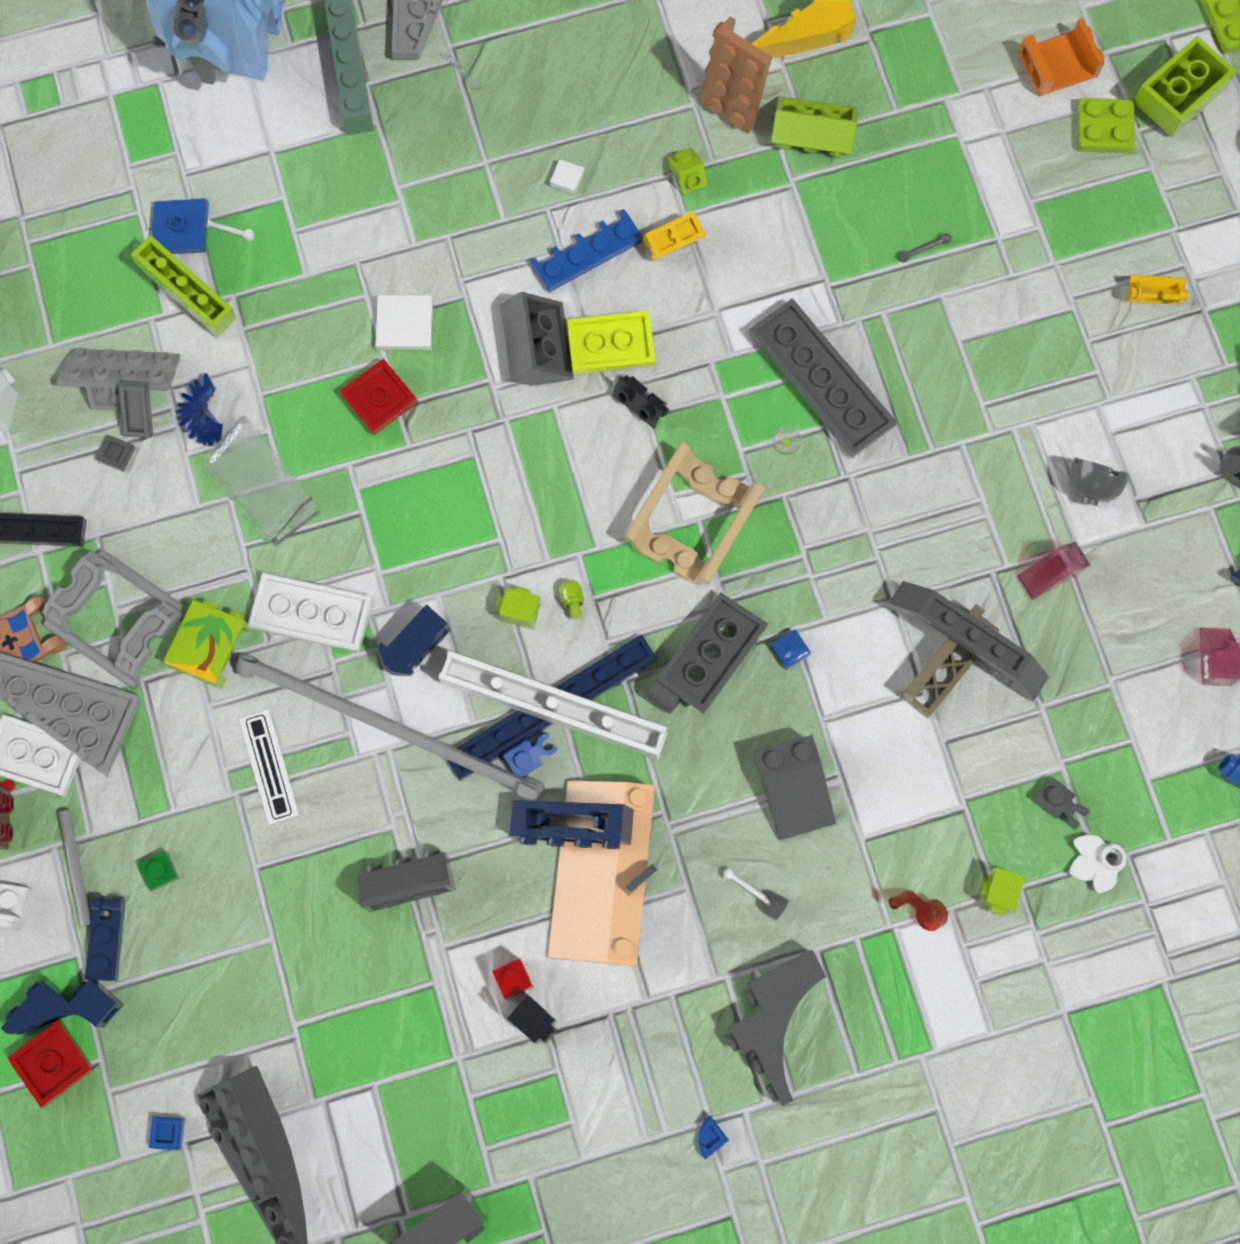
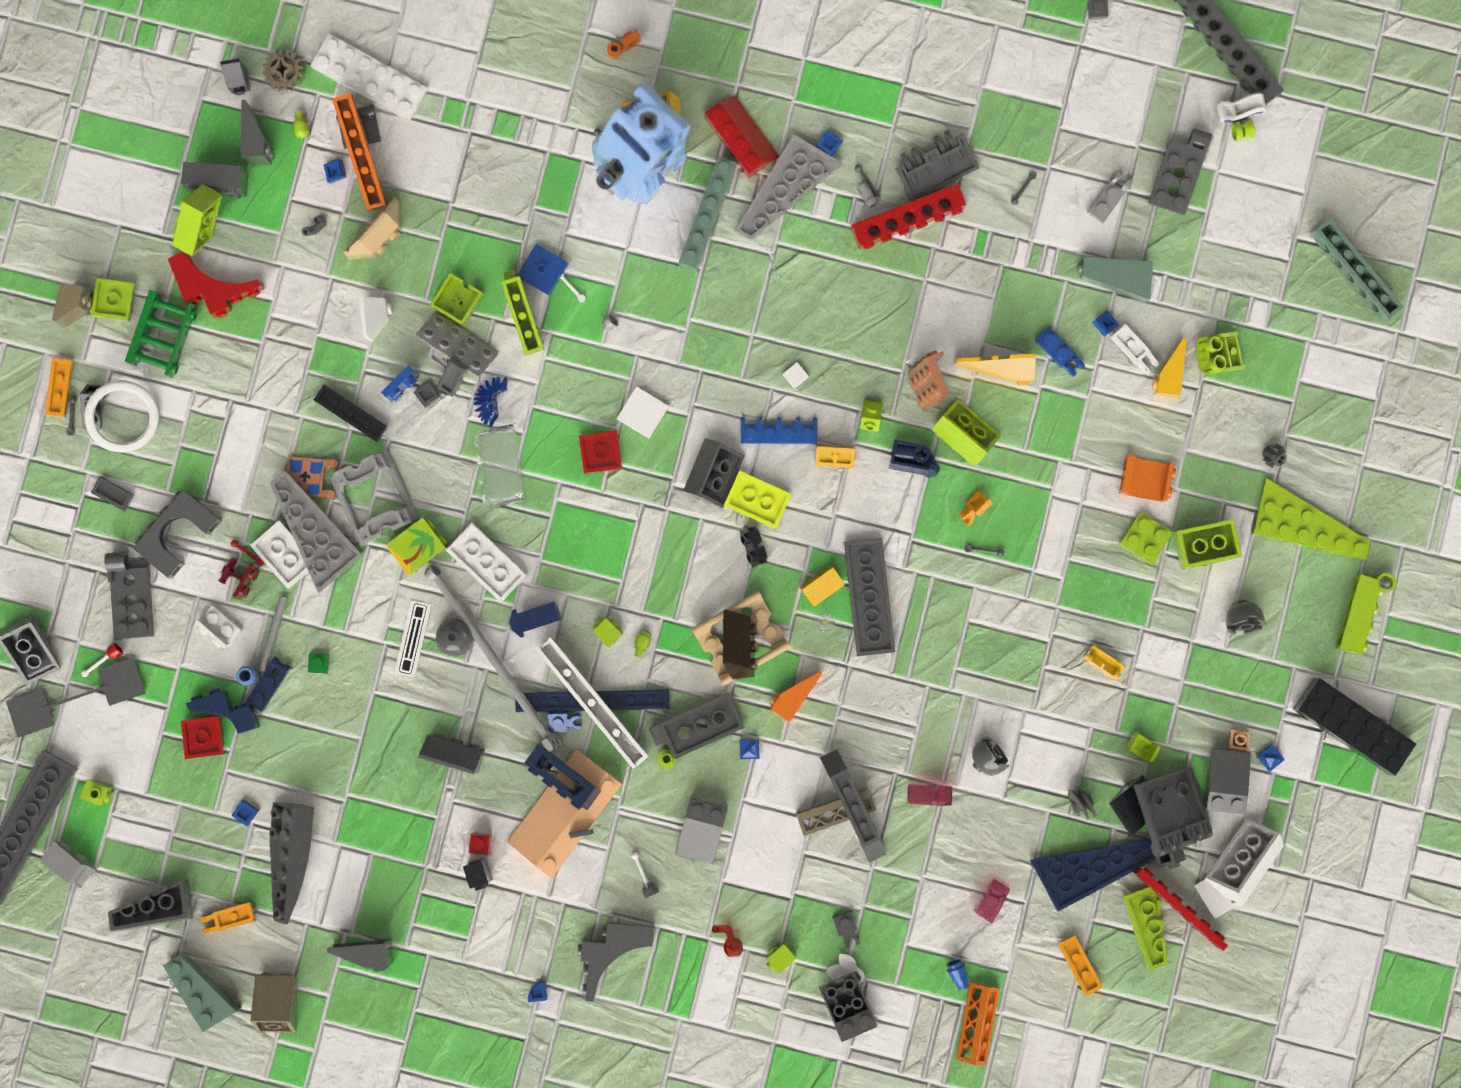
camera: 30 degrees right, 10 degrees up
(60, 940) = (242, 675): none -> medium blue brick
(71, 453) = (395, 389): none -> blue plate
(78, 308) = (454, 289): none -> lime piece
(300, 239) = (610, 322): none -> light grey hinge
(323, 731) = (454, 637): none -> dark grey cylinder
(695, 732) = (660, 759): none -> lime plate
(700, 518) = (739, 645): none -> dark brown slope
(755, 397) = (822, 585): none -> yellow hinge
(771, 188) = (906, 459): none -> dark blue piece
(805, 555) = (790, 700): none -> orange slope
(880, 198) = (975, 505): none -> light orange plate
(1132, 901) = (848, 1006): none -> dark grey slope

